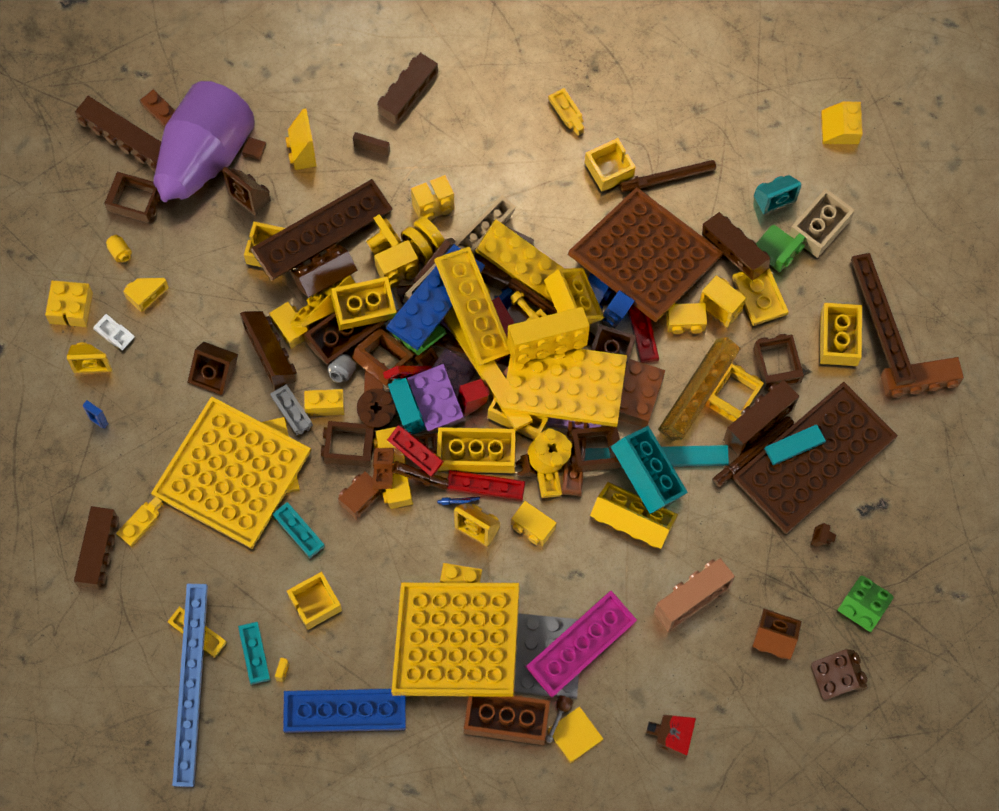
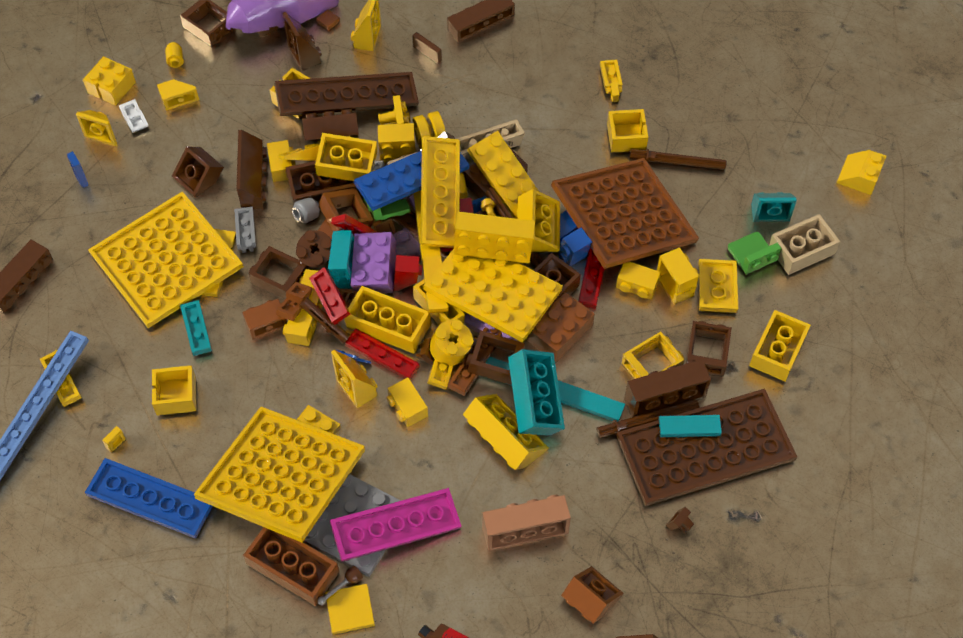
camera: 25 degrees right, 10 degrees down
(140, 522) = (67, 270): yellow hinge -> none
(254, 653) = (98, 415): teal plate -> none
(324, 402) = (275, 232): yellow brick -> none
(433, 205) = (455, 111): yellow piece -> none
(699, 389) = (620, 343): clear yellow brick -> none
(736, 246) = (713, 235): reddish brown brick -> none
(865, 603) = (695, 601): bright green bracket -> none
(883, 319) = (827, 348): reddish brown plate -> none
(928, 375) = (845, 413): dark orange brick -> none

